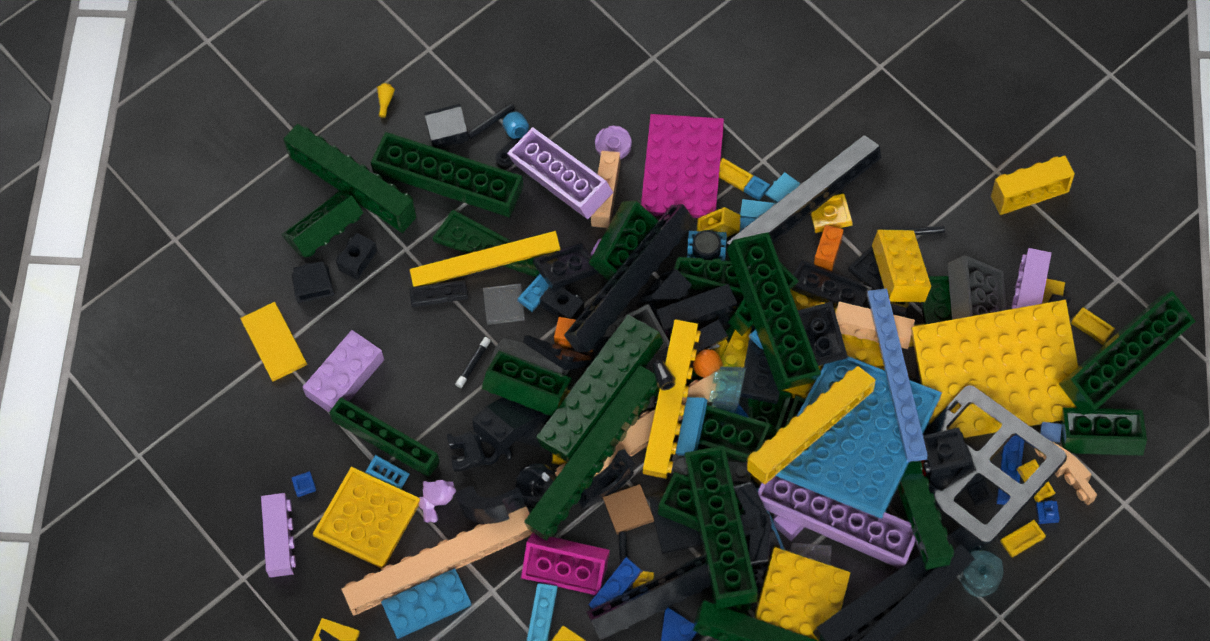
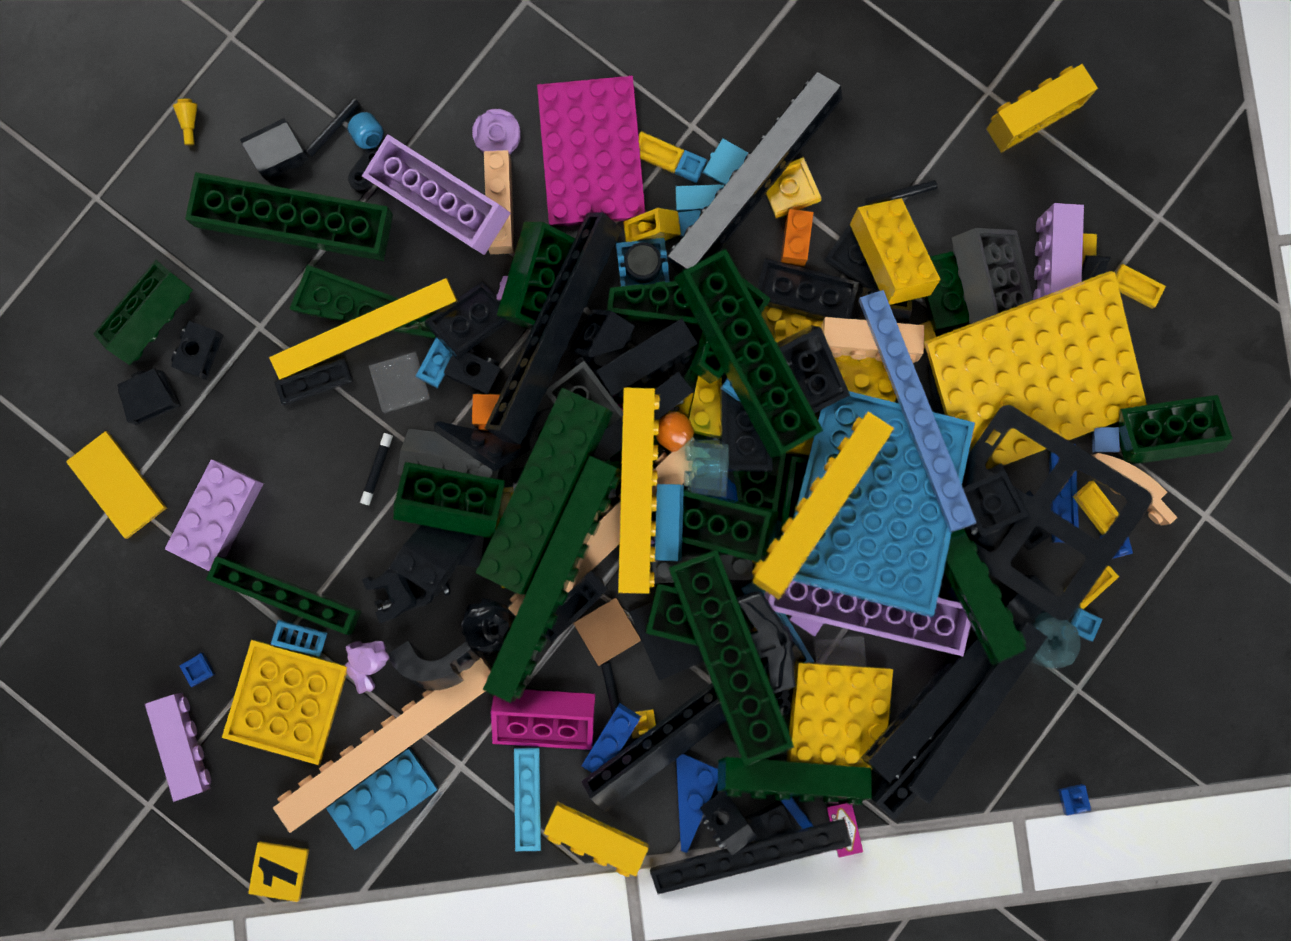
camera: 15 degrees left, 20 degrees up
(350, 177) = (163, 242): dark green brick -> none
(663, 375) = (623, 469): black cone -> none
(1013, 568) = (1086, 624): none -> dark azure tile
(1127, 353) = (1193, 325): dark green brick -> none

